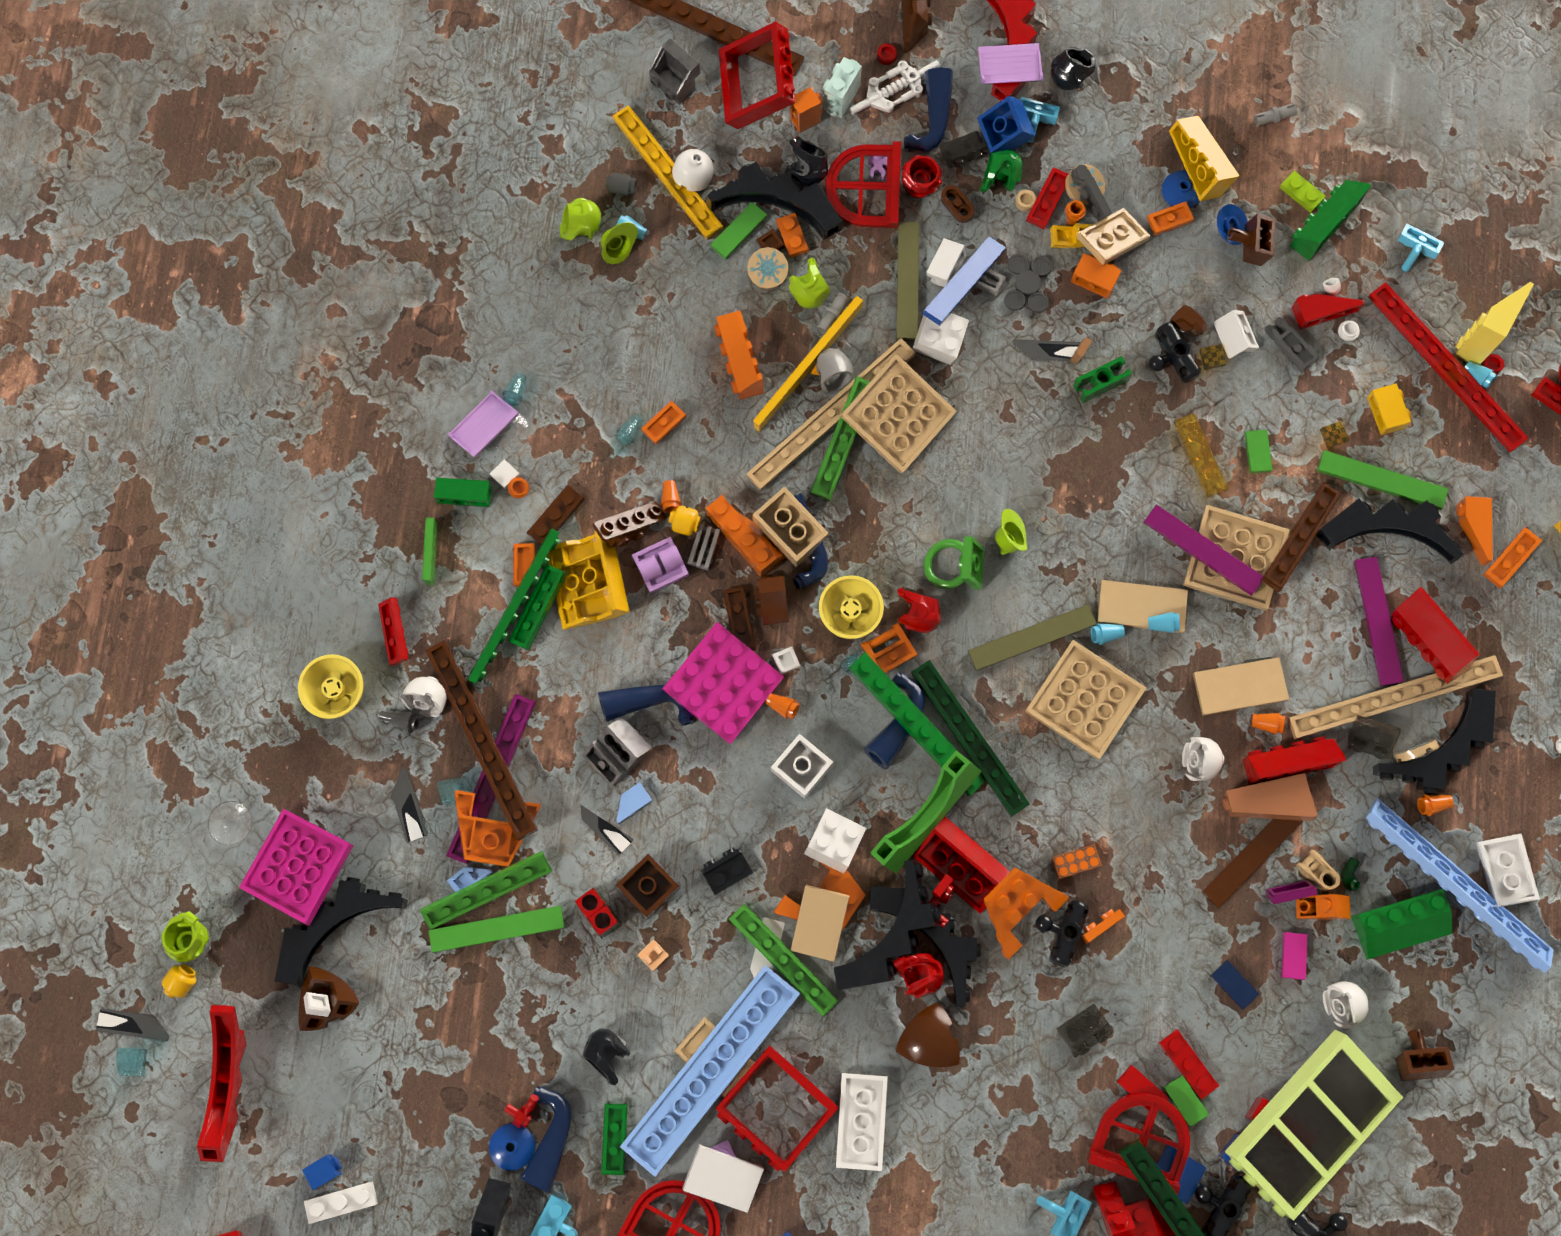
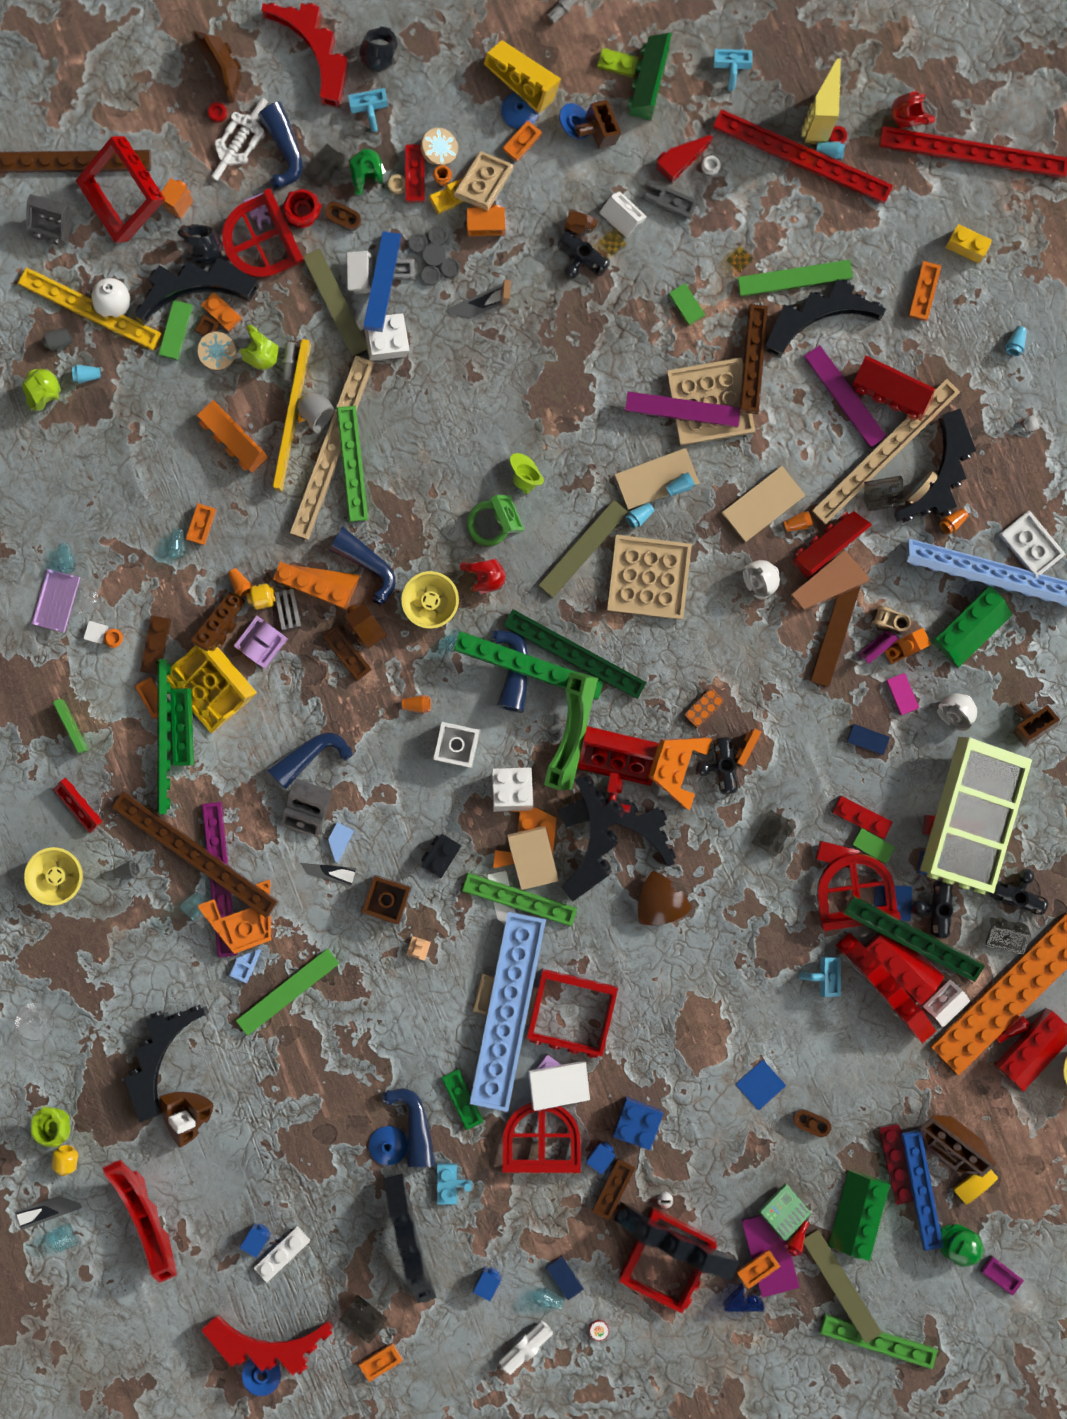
camera: 30 degrees left, 10 degrees up
(296, 867) = (106, 1027): dark pink plate -> none
(408, 808) = (167, 935): sticker -> none
(425, 695) = (132, 842): white cylinder -> none
(462, 492) = (70, 665): green piece -> none
(486, 890) = (263, 967): bright green tile -> none
(522, 1117) = (384, 1119): red piece -> none
(600, 908) = (365, 933): red piece -> none
(601, 1048) = (417, 1040): black helmet -> none
(618, 242) = (82, 392): lime piece -> none
(723, 683) = (360, 711): dark pink plate -> none
(786, 660) = (400, 666): white tile -> none
(790, 526) = (348, 559): tan slope -> none
(842, 87) = (196, 162): light aqua brick -> none
(861, 1122) = (640, 989): white plate -> none
(893, 655) = (481, 621): orange plate -> none
(898, 413) = (385, 420): tan plate -> none
(921, 974) = (630, 857): red helmet -> none
(1006, 125) = (349, 129): blue brick -> none
(1010, 63) = (325, 71): lavender piece -> none
(1091, 192) = (447, 152): dark grey hinge -> none
(1102, 371) = (535, 315): green piece -> none
(1200, 455) = (642, 330): clear yellow tile -> none
(1332, 286) = (680, 133): white hinge -> none
(1347, 875) = (914, 611): dark green arm -> none
(1389, 409) = (773, 216): yellow brick -> none
(1476, 522) = (885, 278): orange slope -> none

